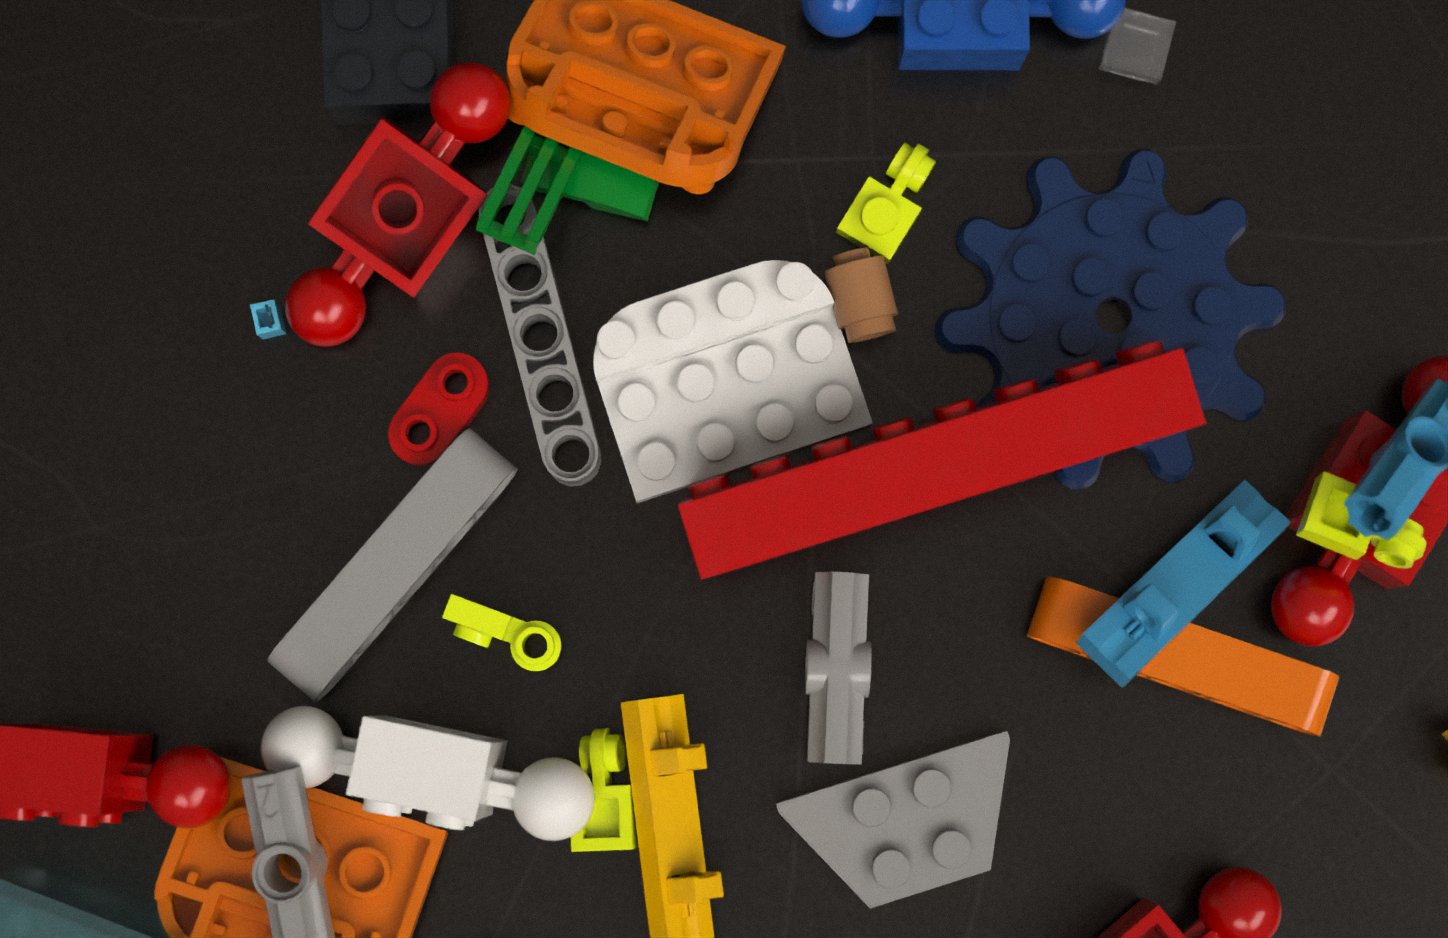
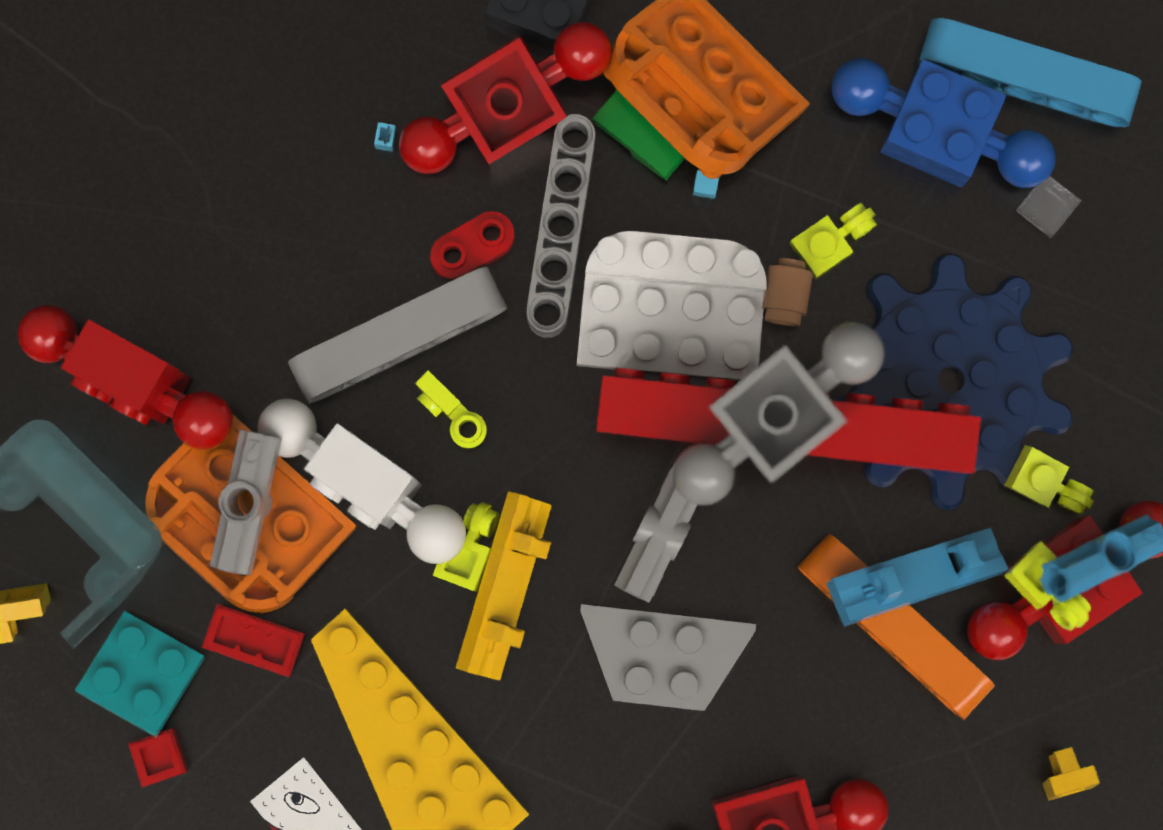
camera: 25 degrees right, 0 degrees up
(547, 151) = (619, 105): green tile -> none
(699, 206) = (705, 186): none -> medium azure piece
(926, 457) = (778, 413): none -> light grey brick
(1280, 391) = (1041, 477): none -> neon yellow plate

